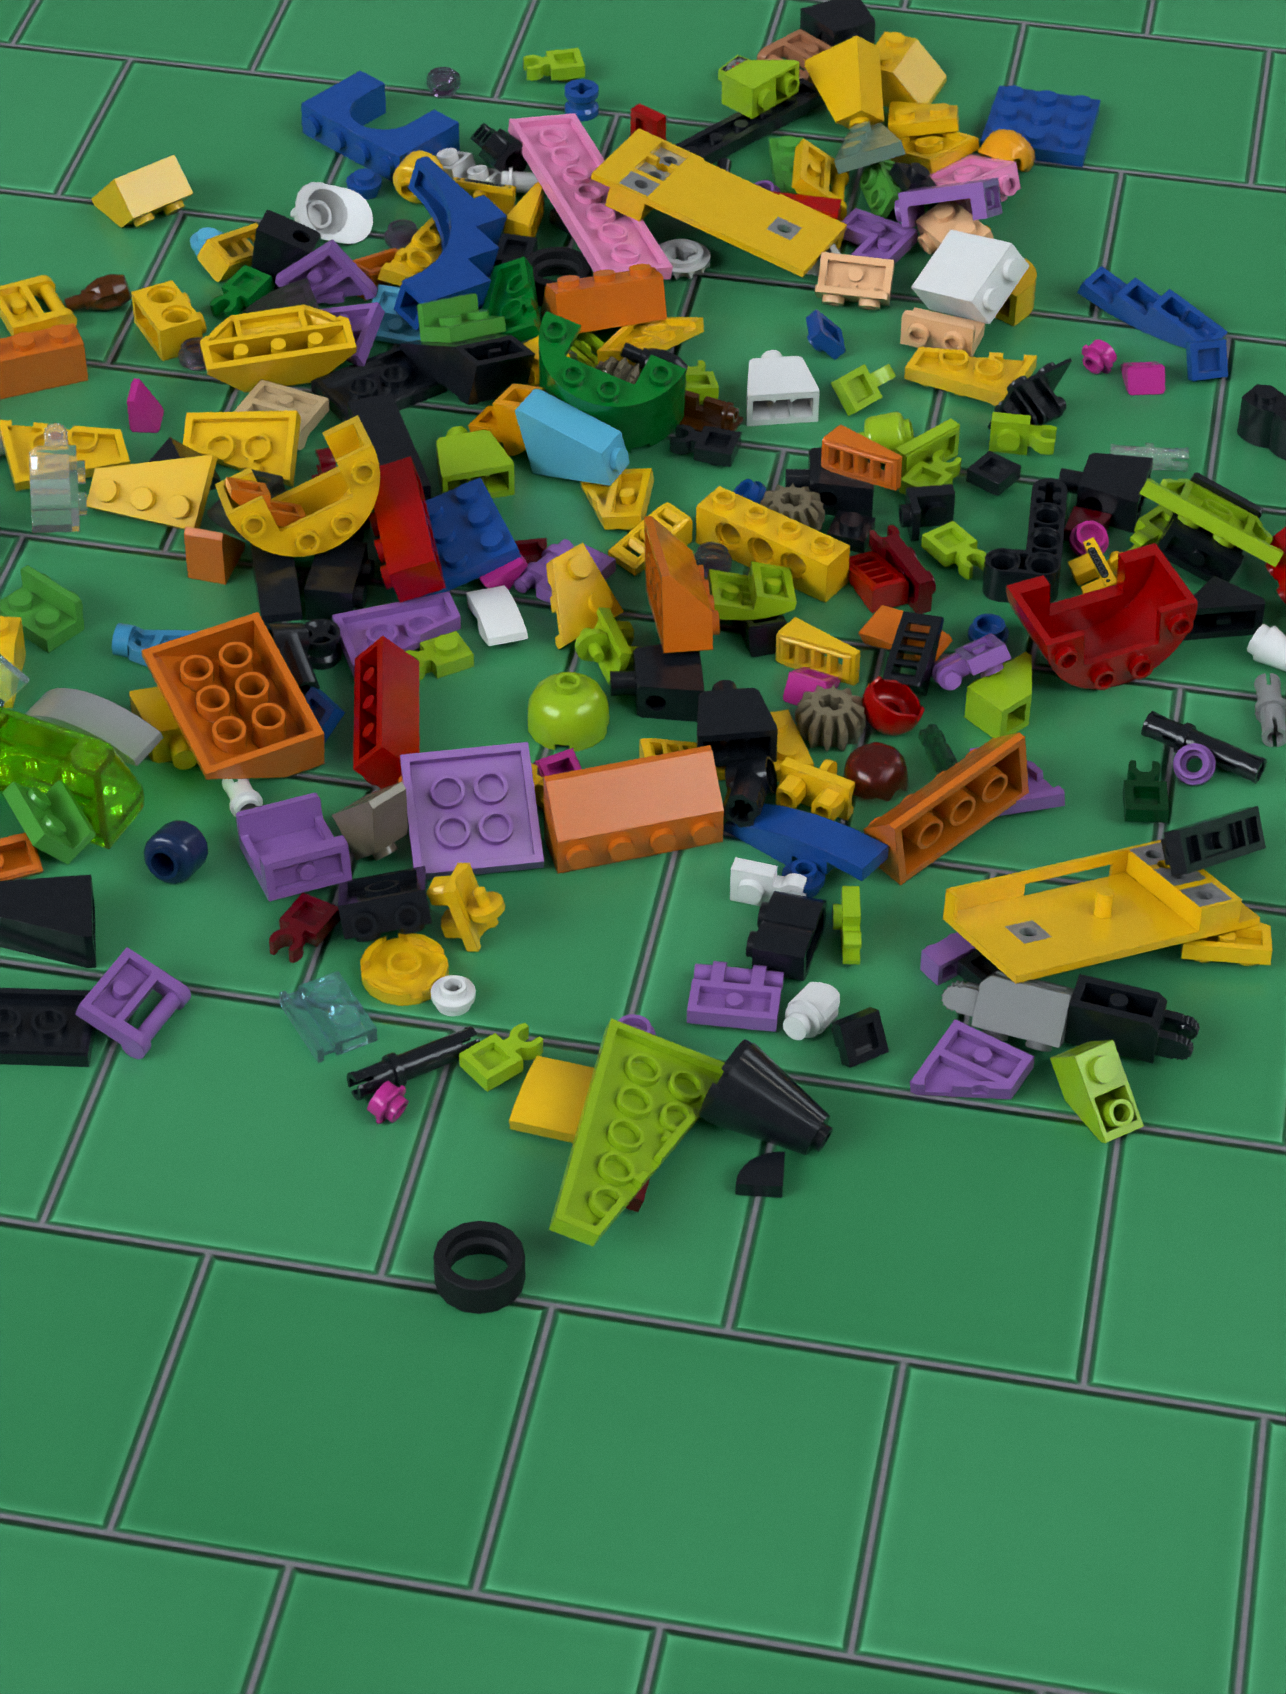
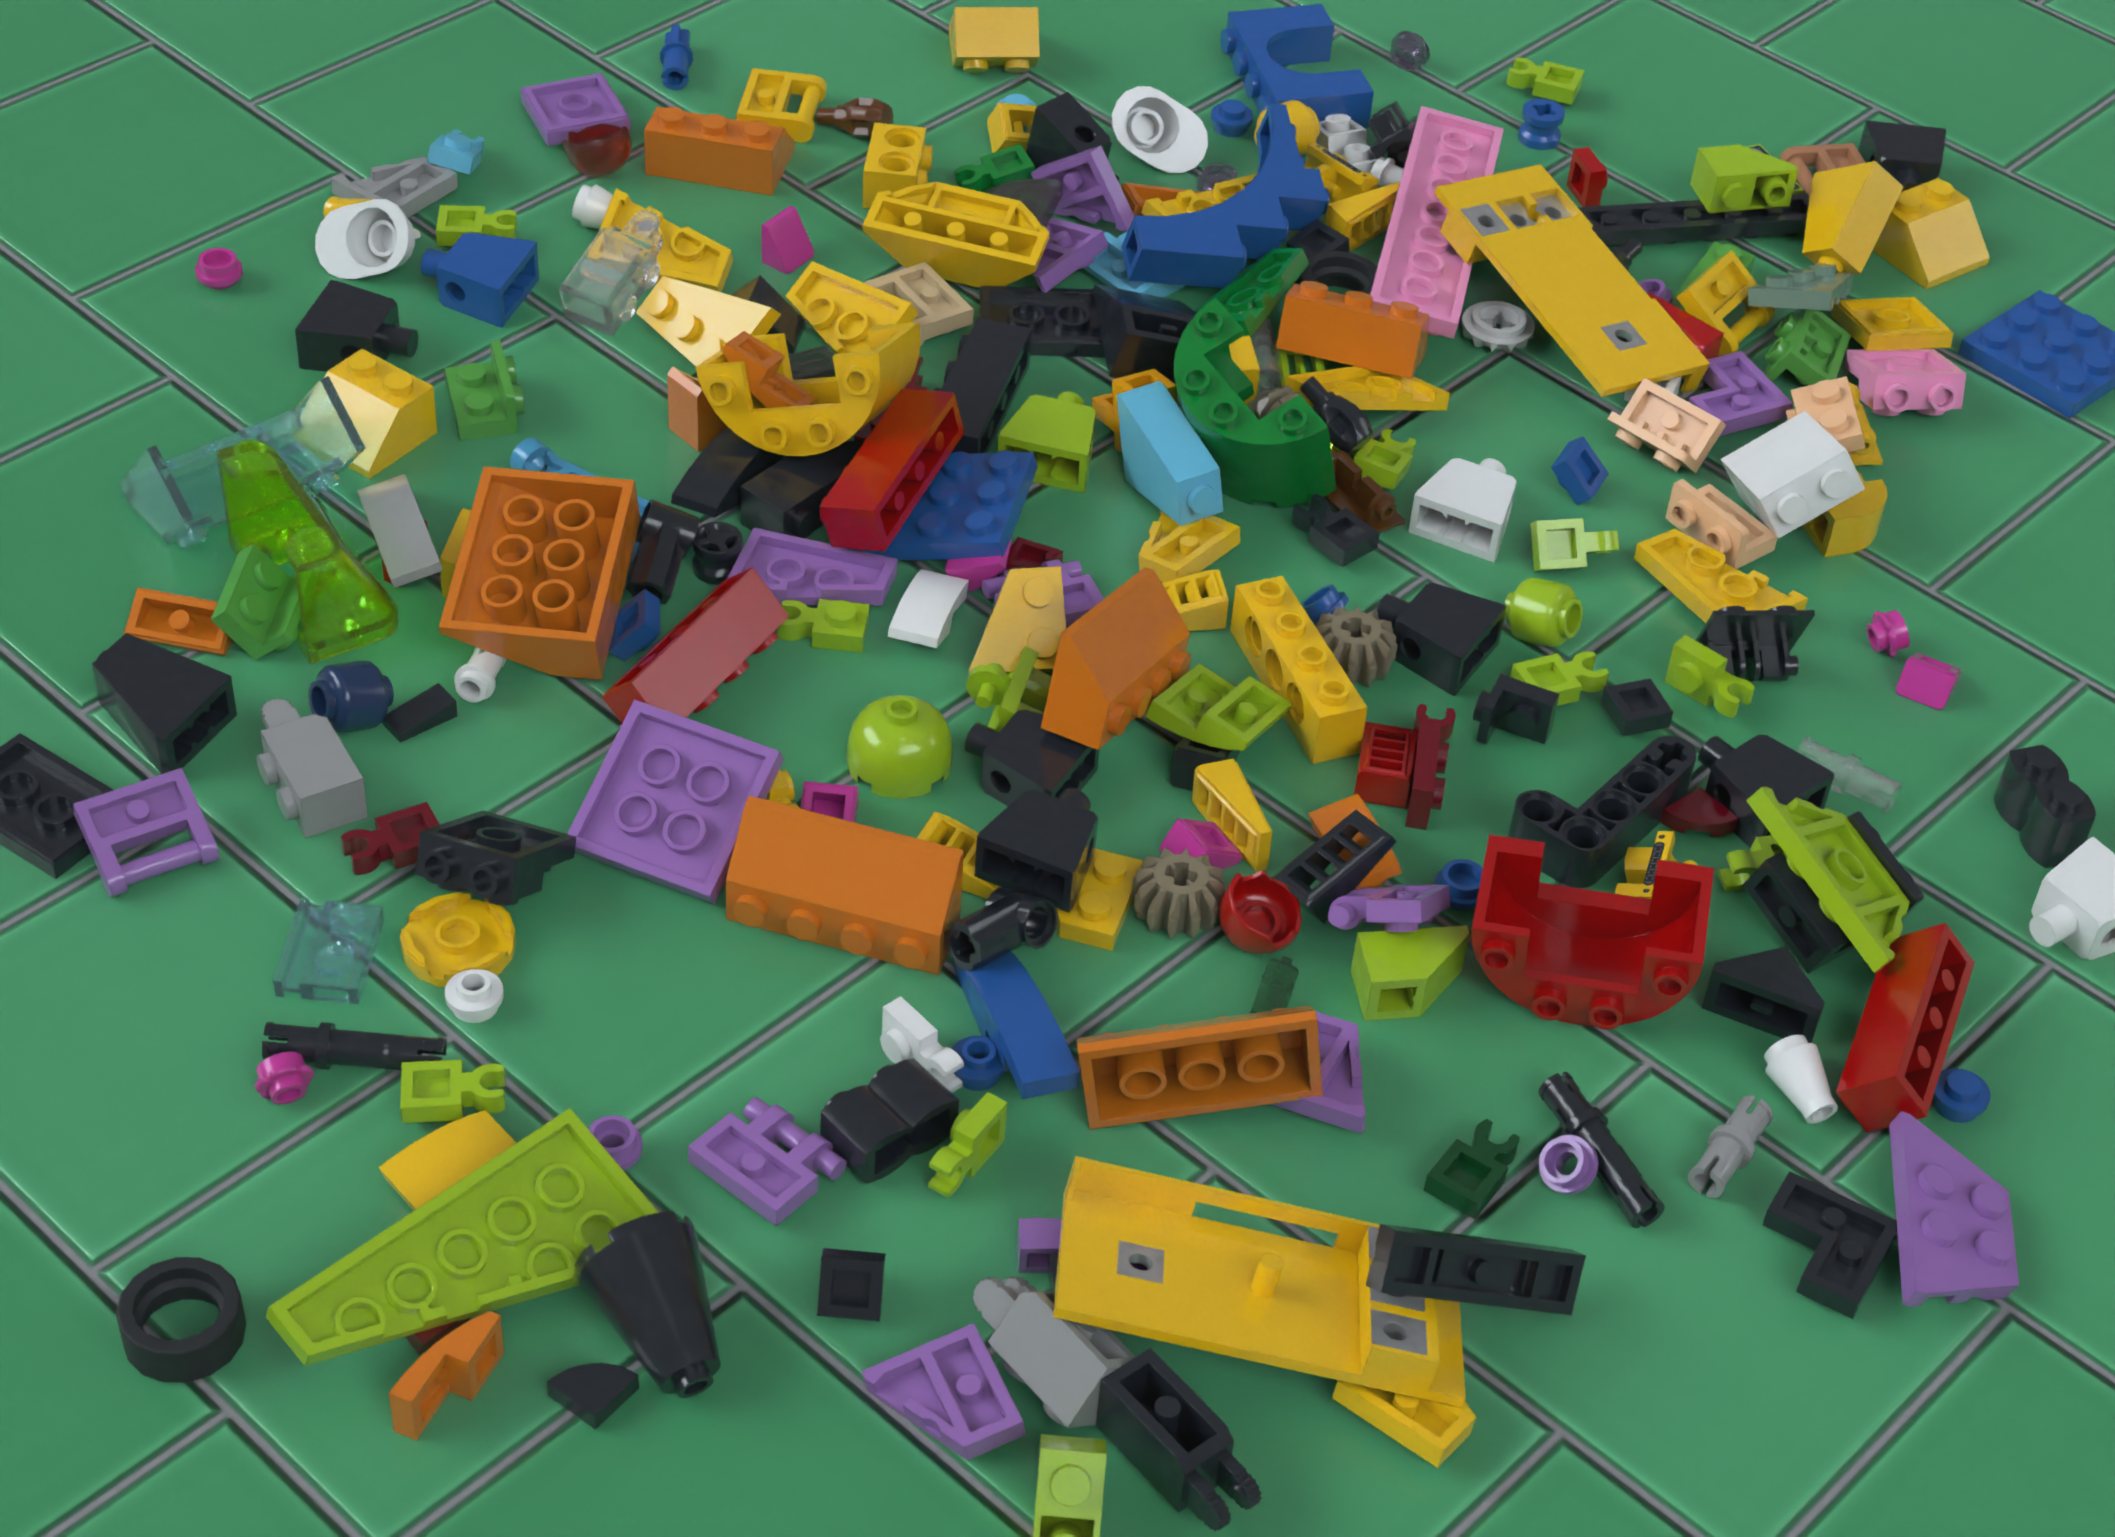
camera: 30 degrees right, 0 degrees up
(197, 910) = (310, 770): none -> light grey hinge
(223, 844) = (421, 713): none -> black piece
(292, 847) = (465, 750): medium lavender panel -> none
(375, 822) = (561, 764): dark tan slope -> none
(456, 320) = (1165, 280): bright green bracket -> none
(470, 906) = (563, 901): yellow hips -> none
(675, 1209) = (454, 1365): none -> orange slope
(714, 557) = (1221, 655): plate -> none
(811, 1011) = (831, 1221): white arm -> none
(815, 787) = (1091, 964): yellow hips -> none
(848, 455) = (1463, 614): orange slope -> none
(852, 529) = (1406, 692): black plate -> none
(877, 771) = (1177, 982): clear red hair -> none
(911, 176) = (1832, 347): black plate -> none
(919, 119) = (1907, 288): yellow wing -> none
(943, 437) = (1604, 638): lime tile -> none
(954, 545) = (1509, 766): lime plate -> none
(983, 195) = (1873, 391): medium lavender panel -> none
(1009, 146) = (1981, 356): light orange hair -> none
(1086, 531) = (1690, 832): dark pink plate -> none
(1136, 304) = (2008, 617): blue slope -> none
(1206, 359) = (2020, 692): blue tile -> none

